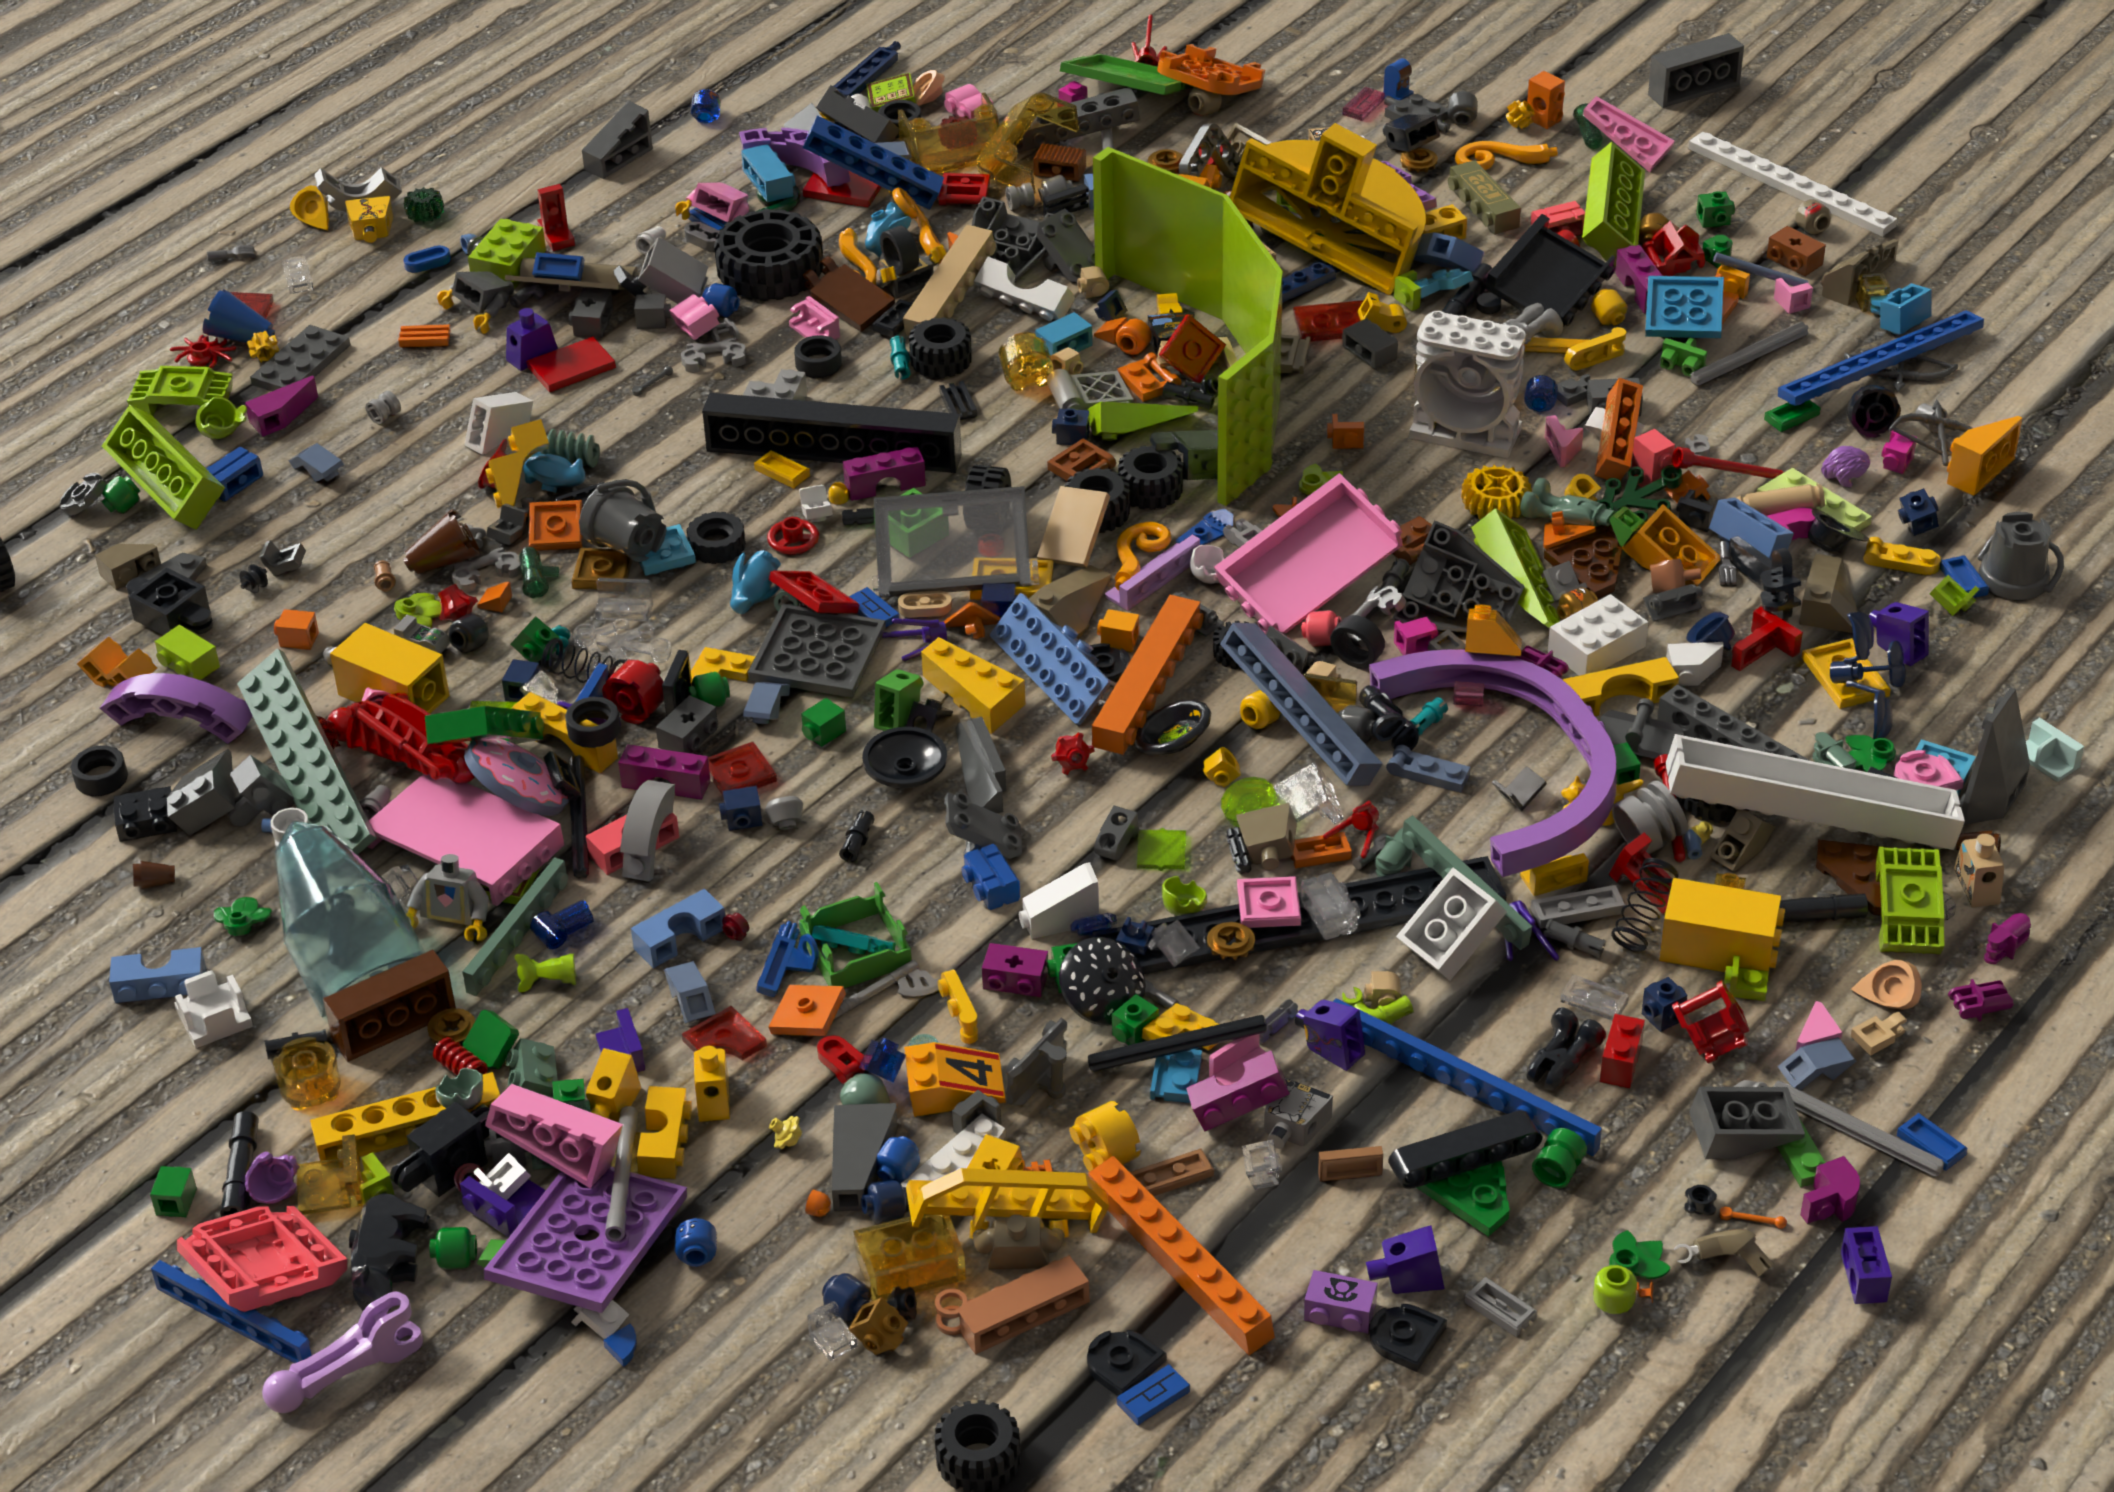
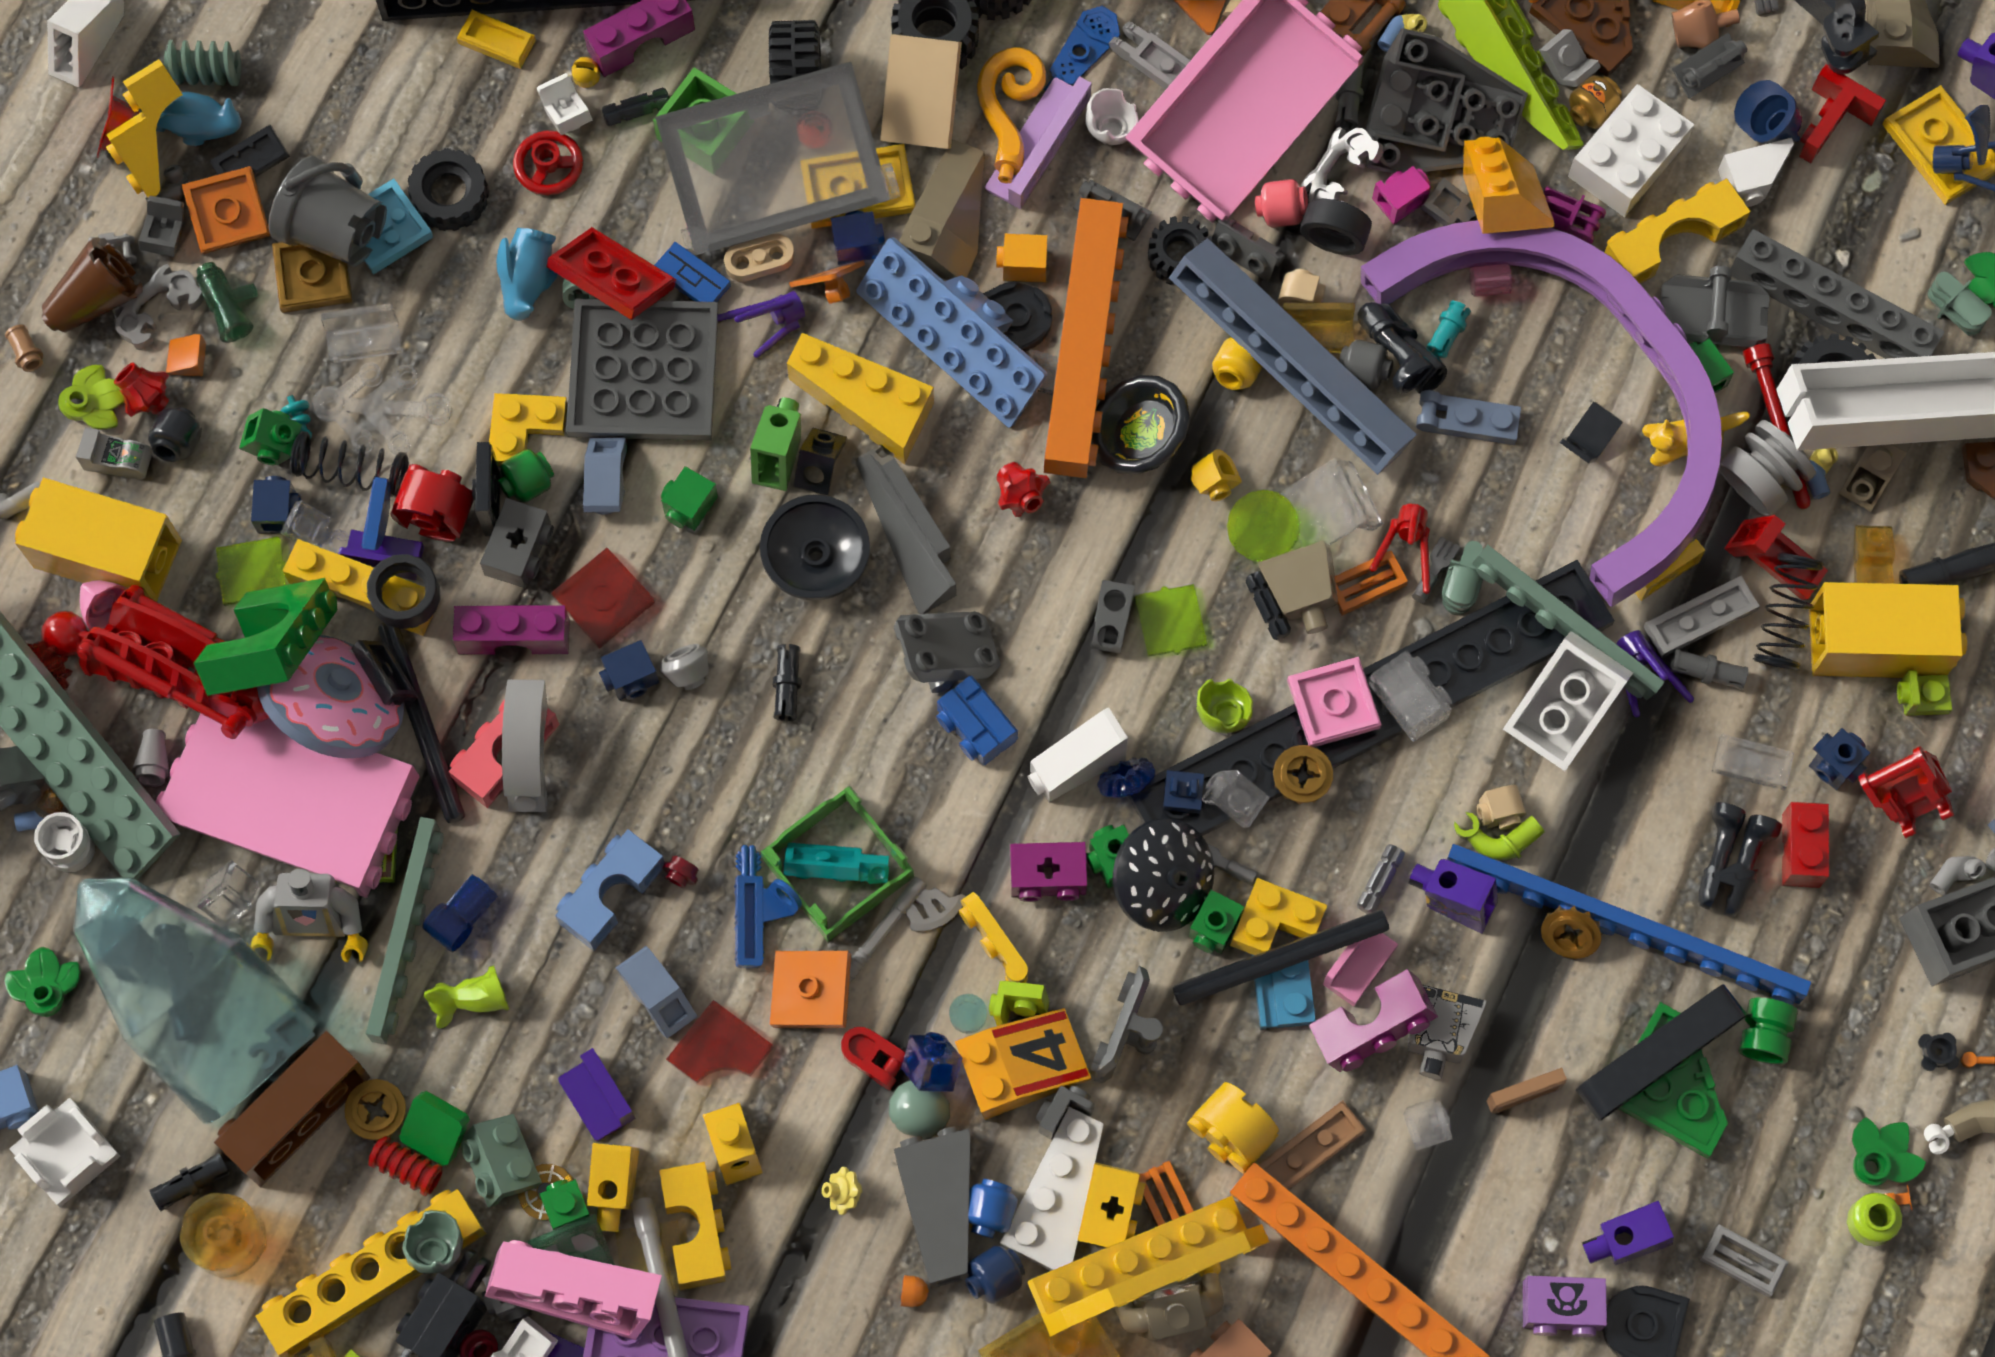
camera: 15 degrees left, 30 degrees up
(966, 1035) = (1019, 997): none -> lime bracket
(1404, 1063) = (1567, 943): none -> pearl gold gear

